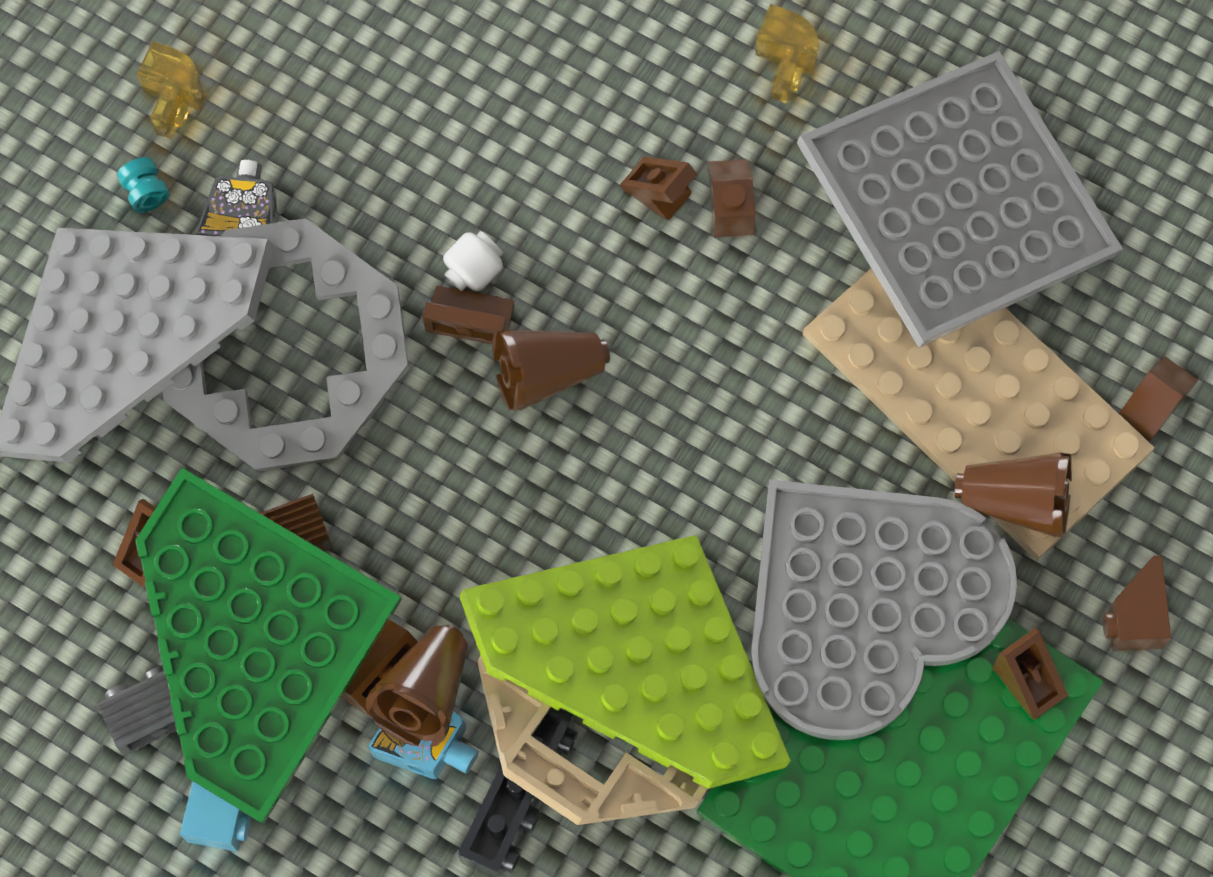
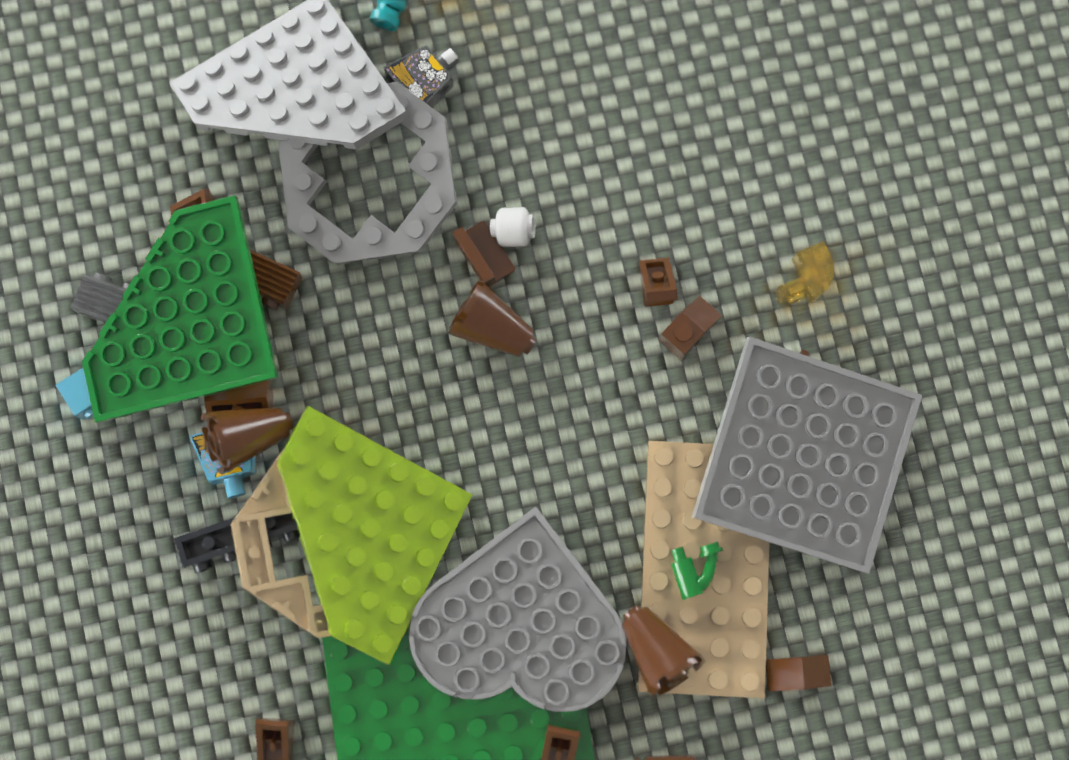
camera: 45 degrees right, 10 degrees up
(966, 404) = (685, 573): none -> green plant

